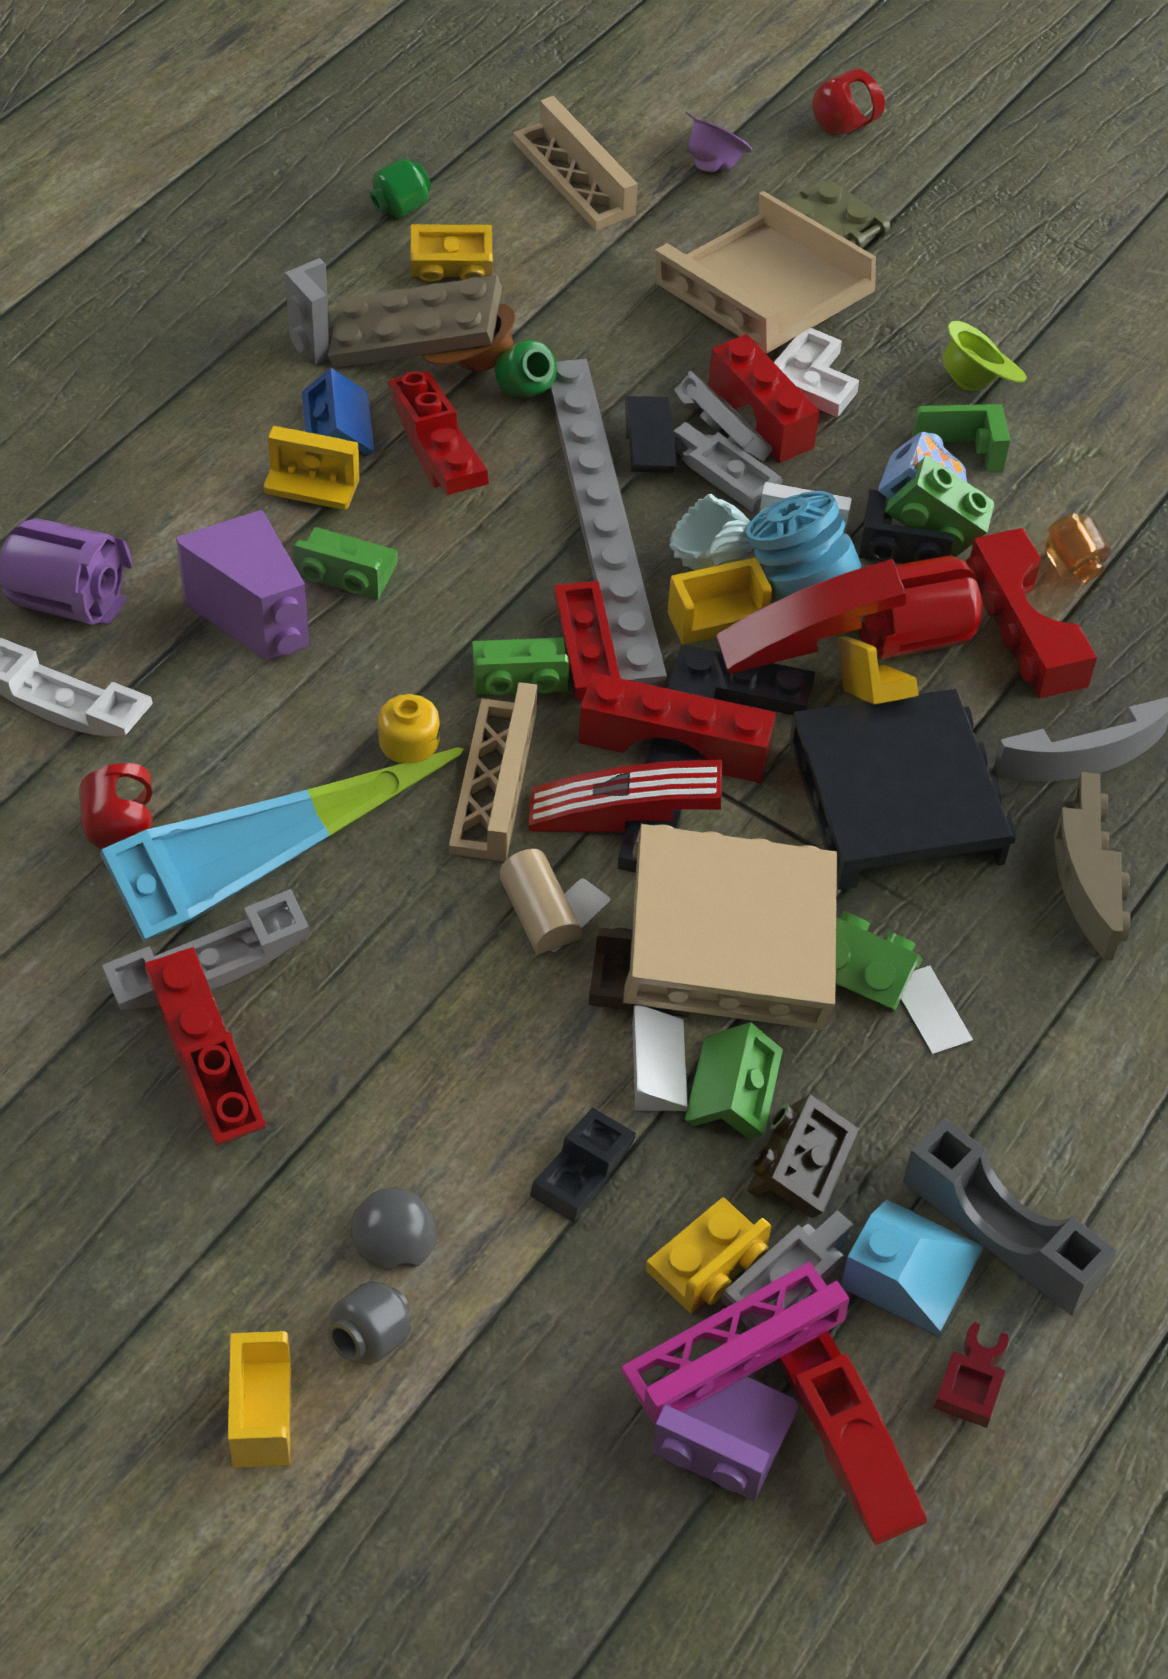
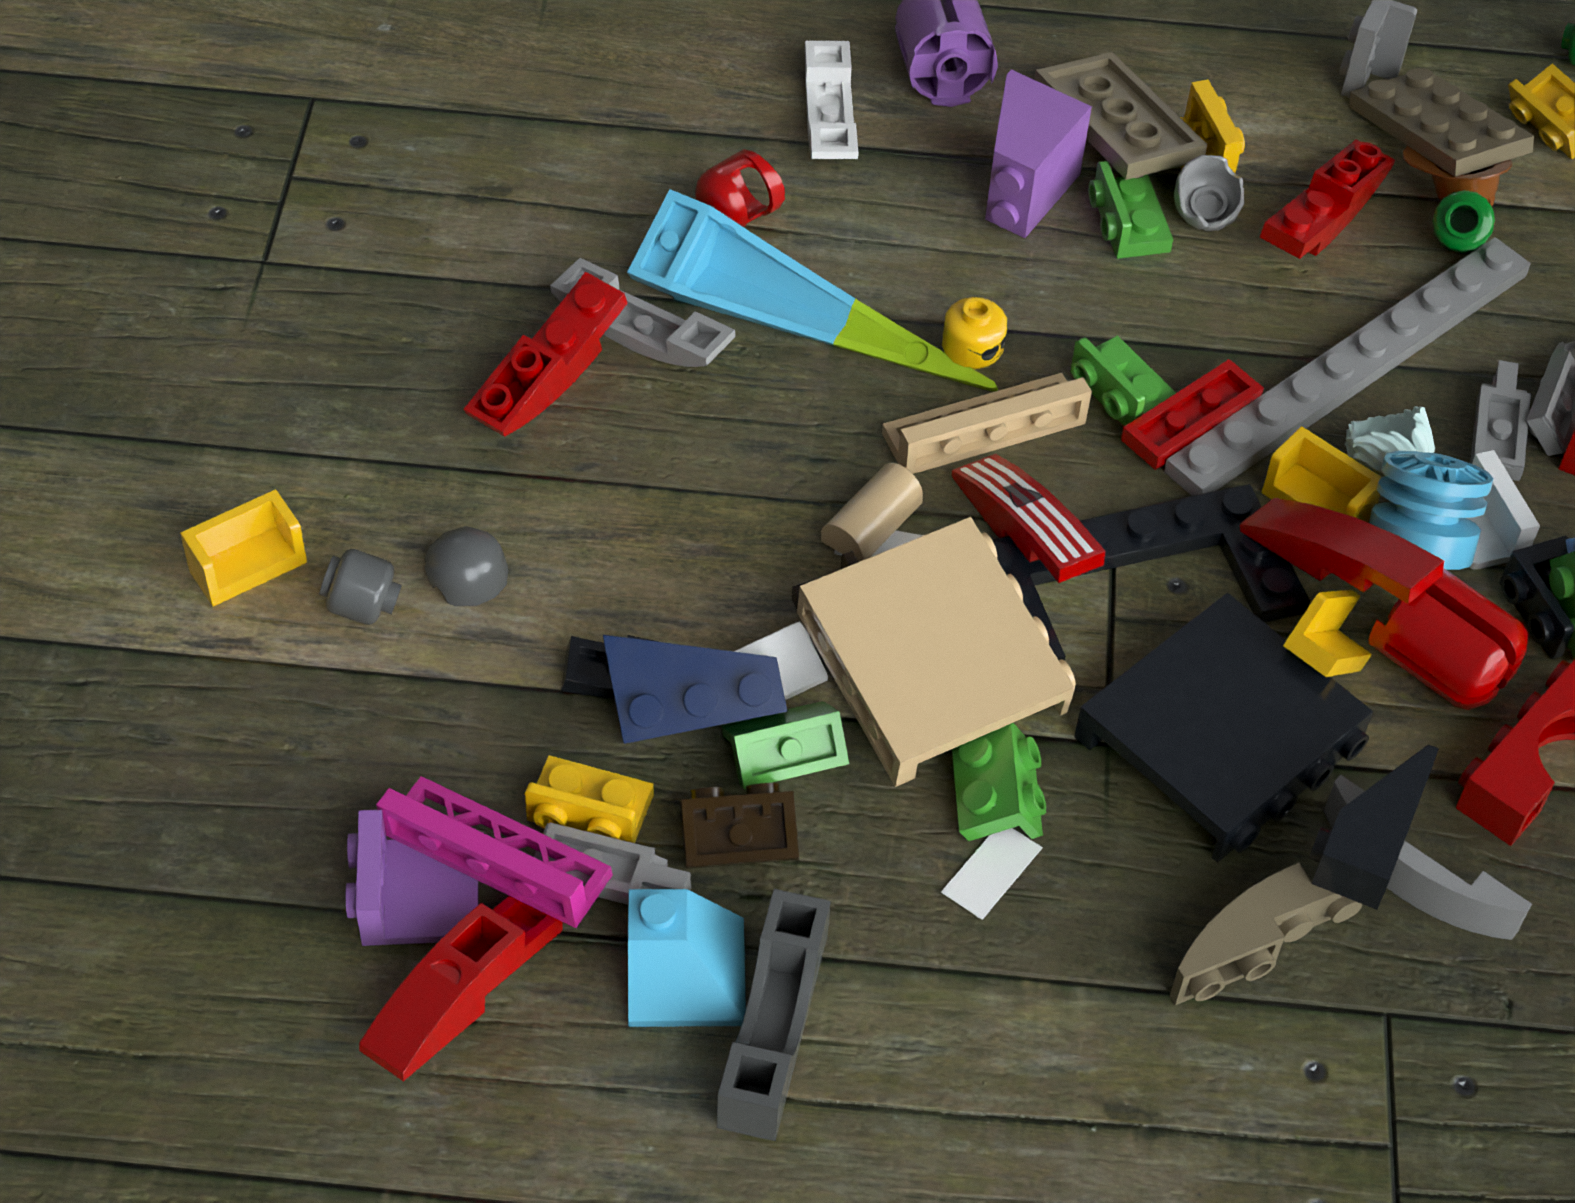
camera: 60 degrees right, 0 degrees up
(292, 499) = (1126, 117): none -> dark tan plate
(338, 410) = (1292, 131): blue panel -> none
(374, 500) = (1208, 193): none -> light grey hair
(626, 711) = (1162, 554): red arch -> none
(650, 434) = (1480, 346): black slope -> none
(664, 1118) = (688, 688): none -> dark blue wedge
(973, 1380) = (579, 1065): dark red plate -> none
(1079, 747) = (1370, 832): none -> black slope

